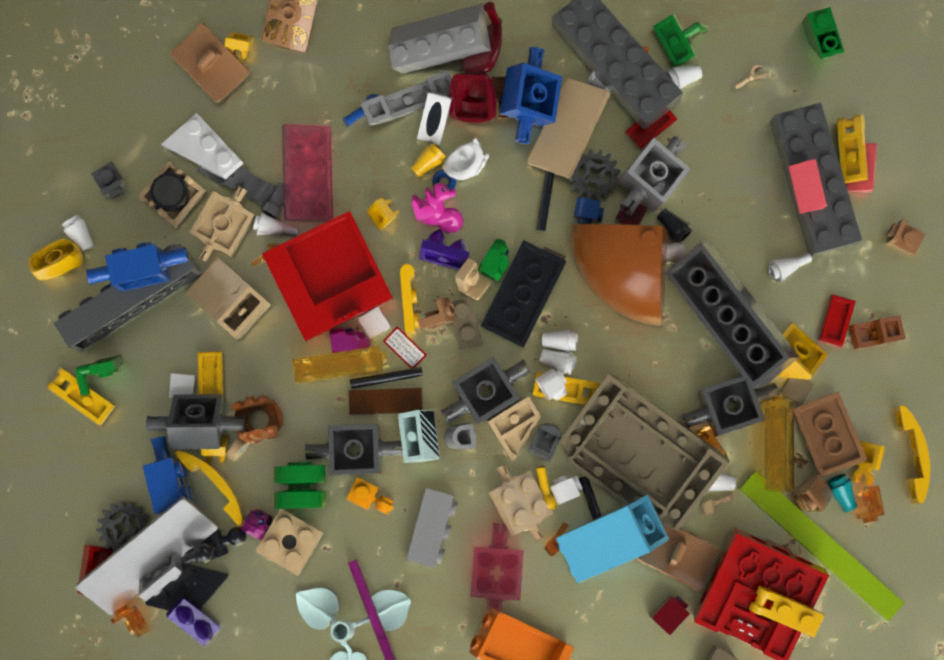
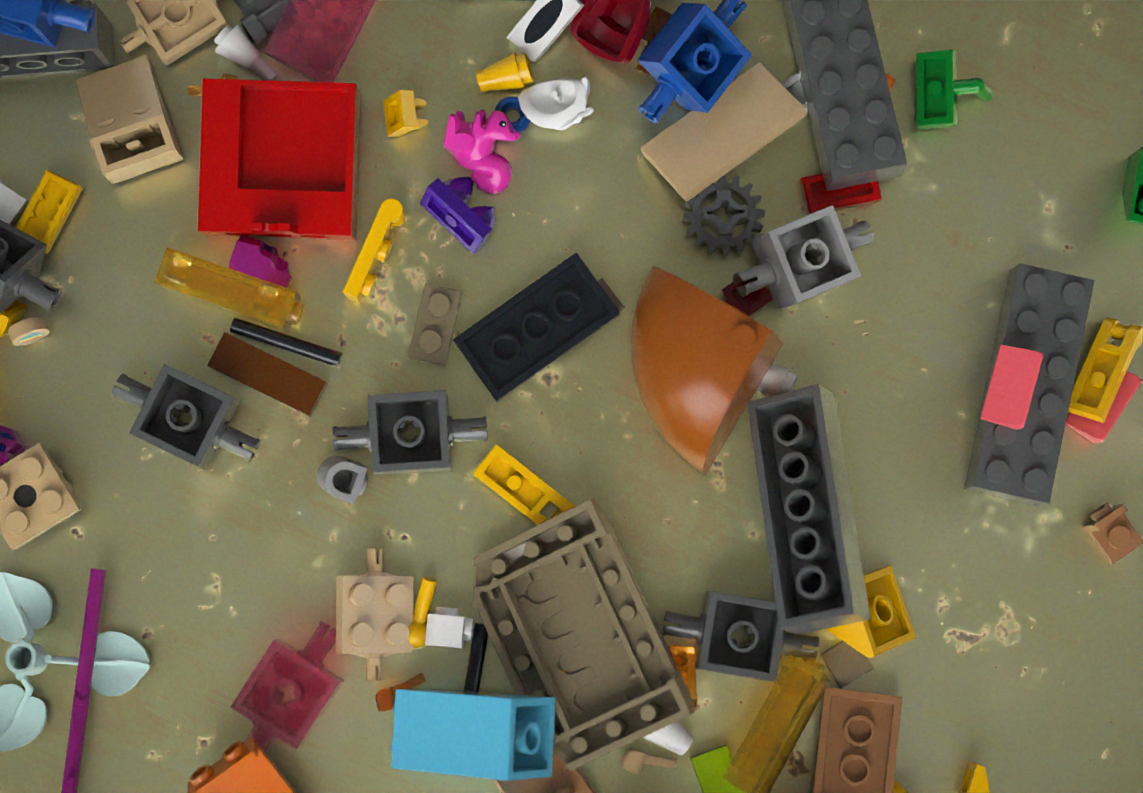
camera: 20 degrees right, 0 degrees up
(253, 404) = (71, 280): dark orange piece -> none
(299, 478) = (85, 418): green wheel -> none
(364, 494) = (168, 486): light orange plate -> none
(374, 323) = (310, 258): white tile -> none
(404, 348) = (334, 315): white sticker -> none
(418, 436) = (283, 446): light aqua brick -> none
(431, 528) = (233, 582): light grey brick -> none
(439, 317) = (404, 298): medium nougat bracket -> none
(470, 281) = (473, 270): tan bracket -> none
(495, 261) = (522, 260): green rock -> none
(514, 425) = (426, 502): tan wing -> none
(545, 201) = (637, 216): black bar -> none
(545, 441) = (456, 547): dark grey plate -> none
(552, 384) = (506, 473): white plate -> none
(559, 361) = (536, 447): white cone -> none
(561, 340) = (556, 420): white cone -> none
(588, 211) = (689, 260): blue plate -> none
(676, 226) = (799, 346): black cone -> none
(684, 75) = (924, 144): white cone -> none
(753, 75) = (1018, 195): tan hand -> none
(782, 268) = (918, 483): white cone -> none
(836, 321) = (953, 597): red tile -> none
(877, 332) = (1002, 643): dark orange slope -> none

